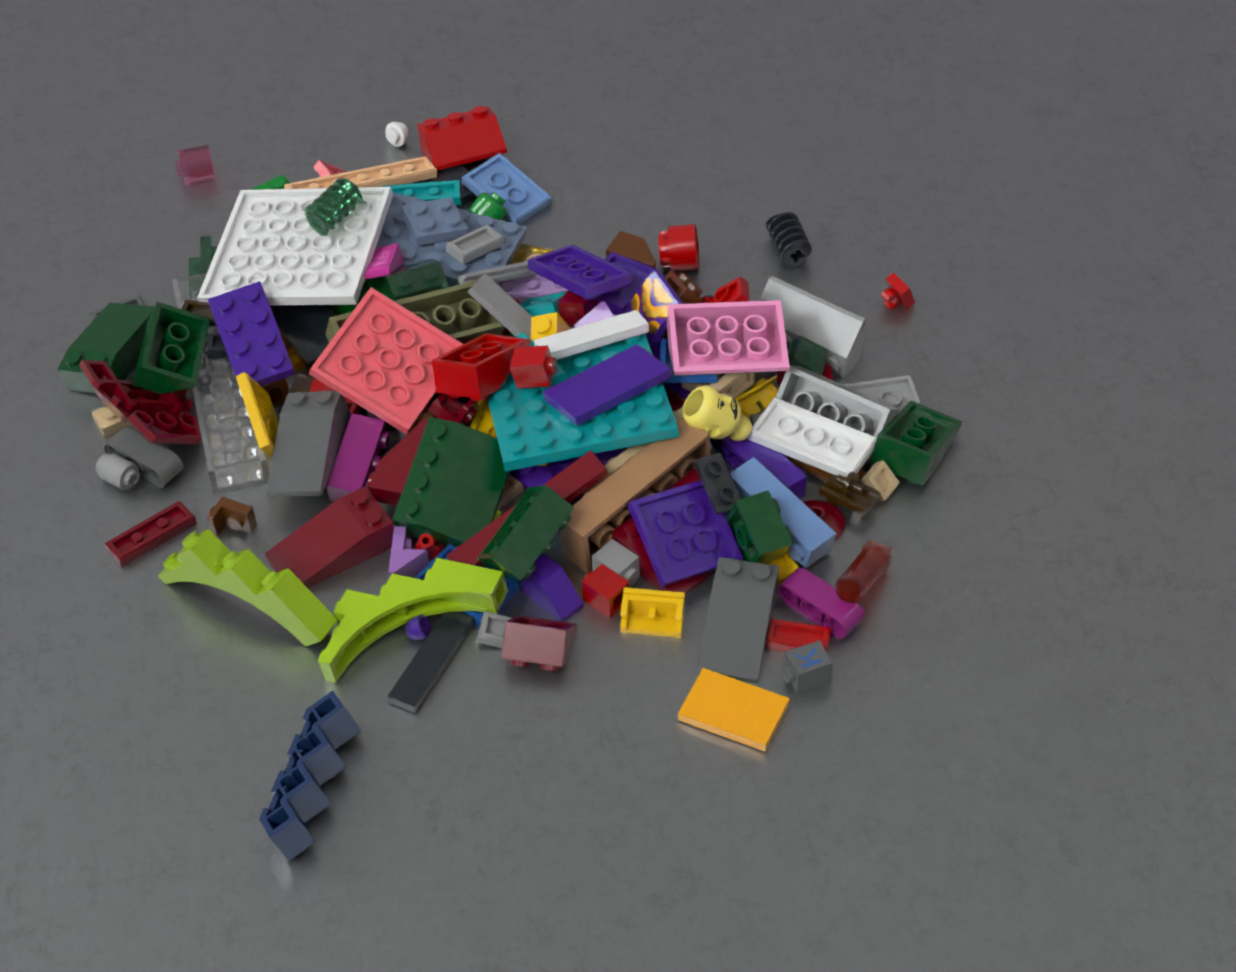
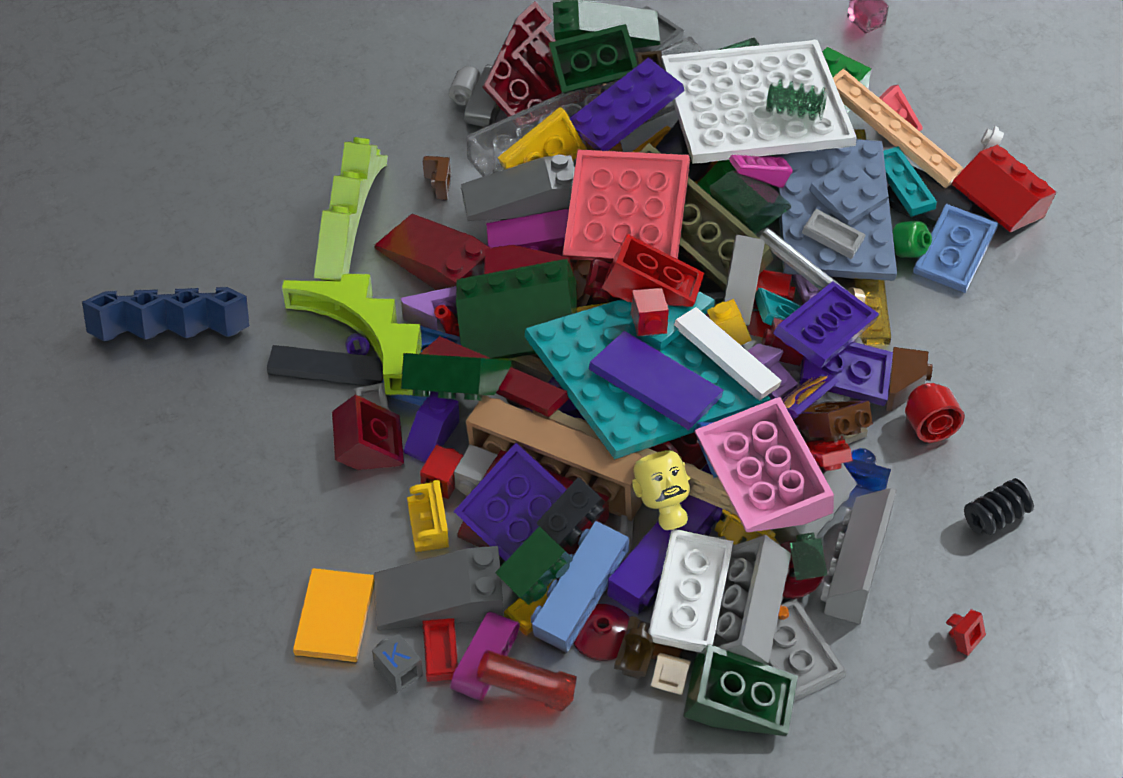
camera: 70 degrees right, 5 degrees up
(150, 533) = (409, 132): dark red tile -> none

